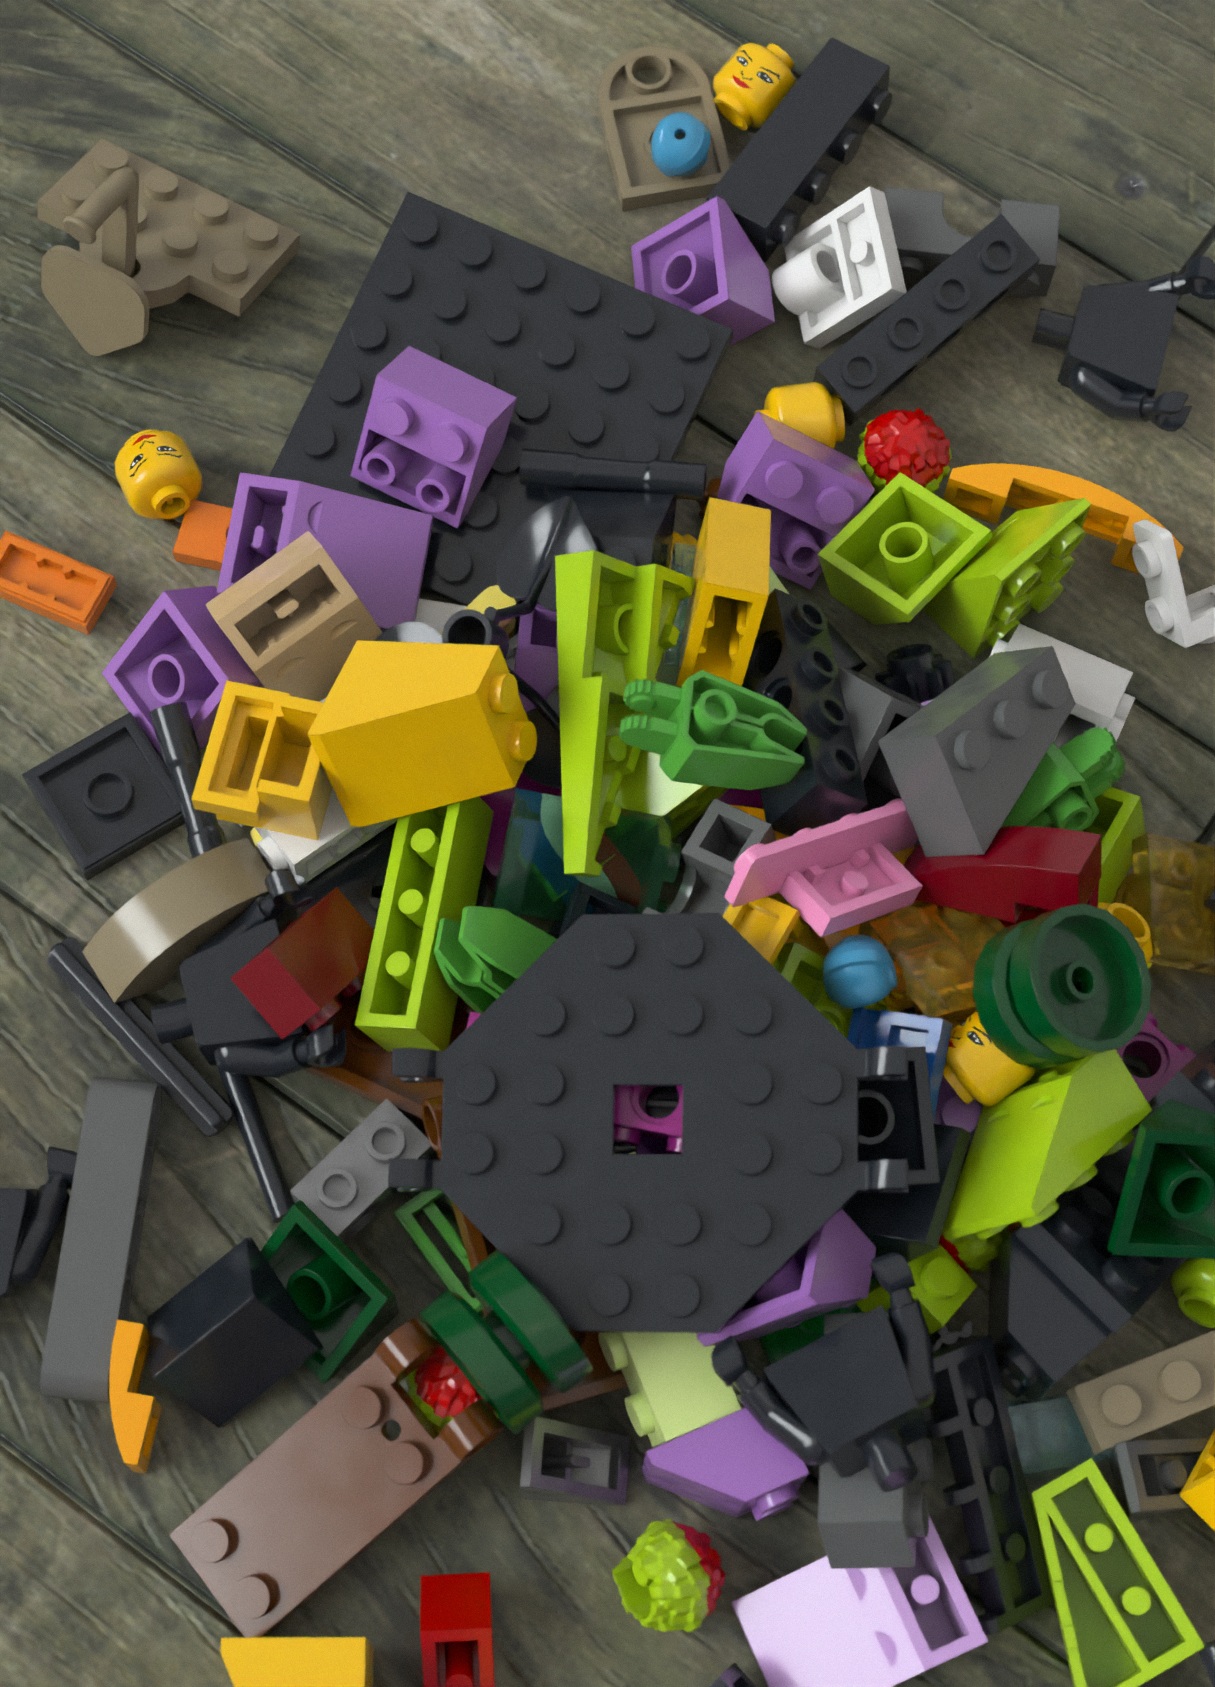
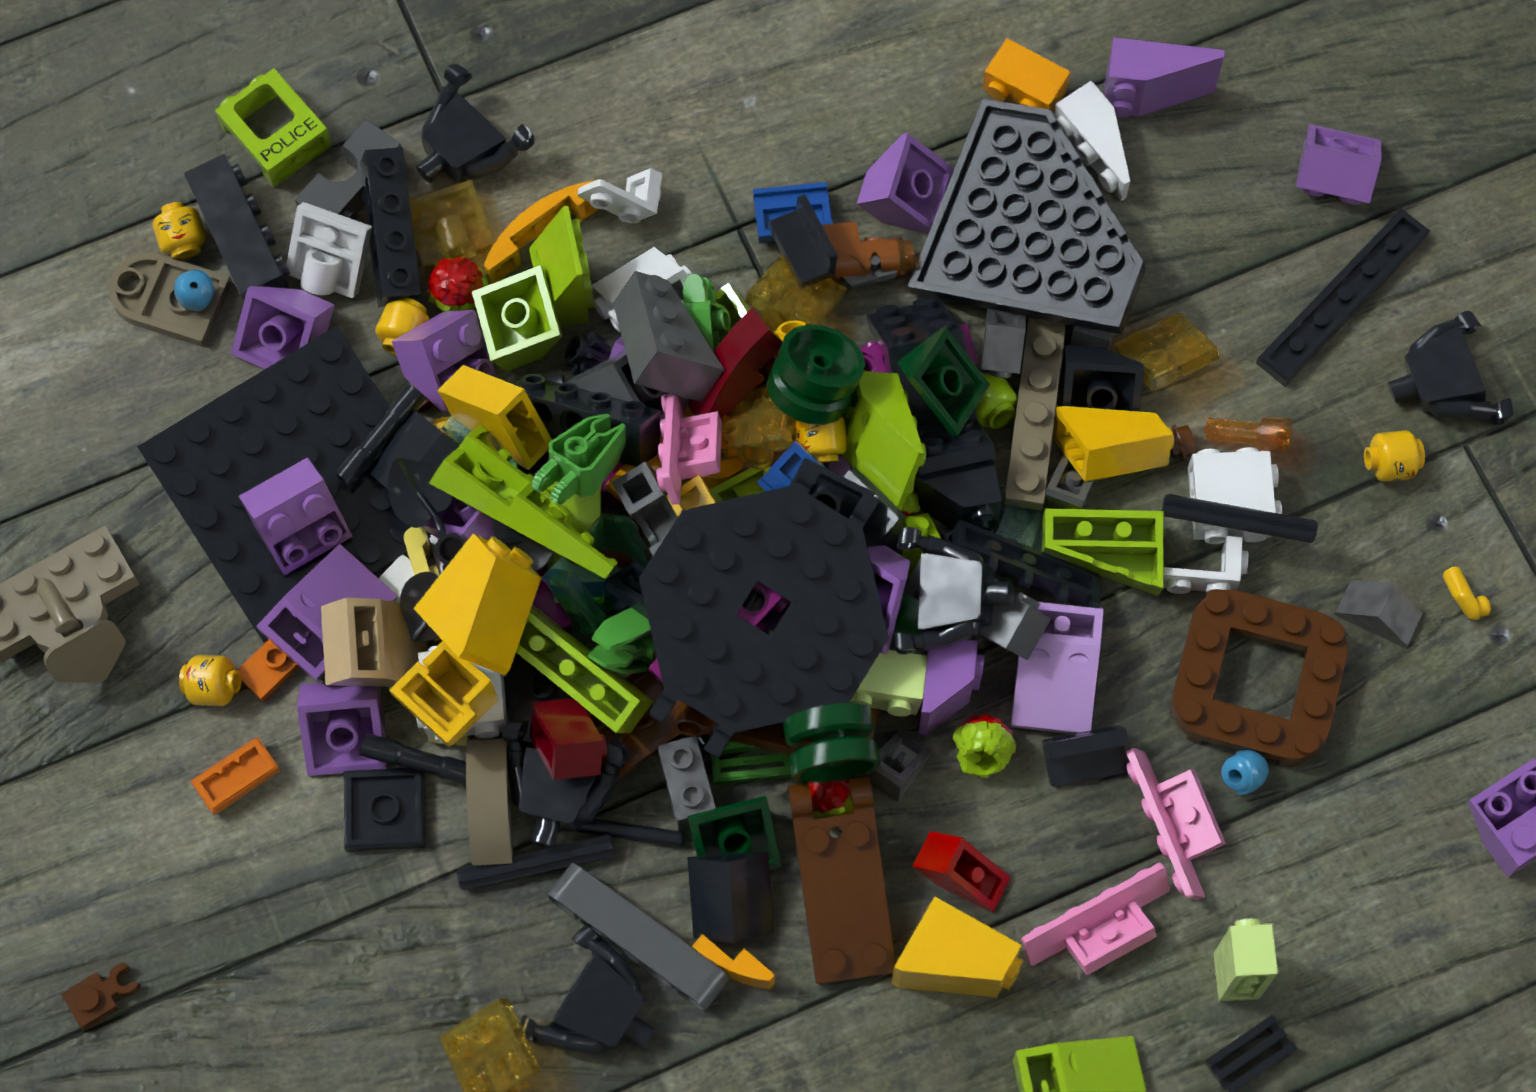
camera: 55 degrees left, 0 degrees up
(858, 972) = (743, 469): dark azure piece -> none
(962, 144) = (288, 147): none -> lime window
(987, 396) = (449, 225): none -> clear yellow plate

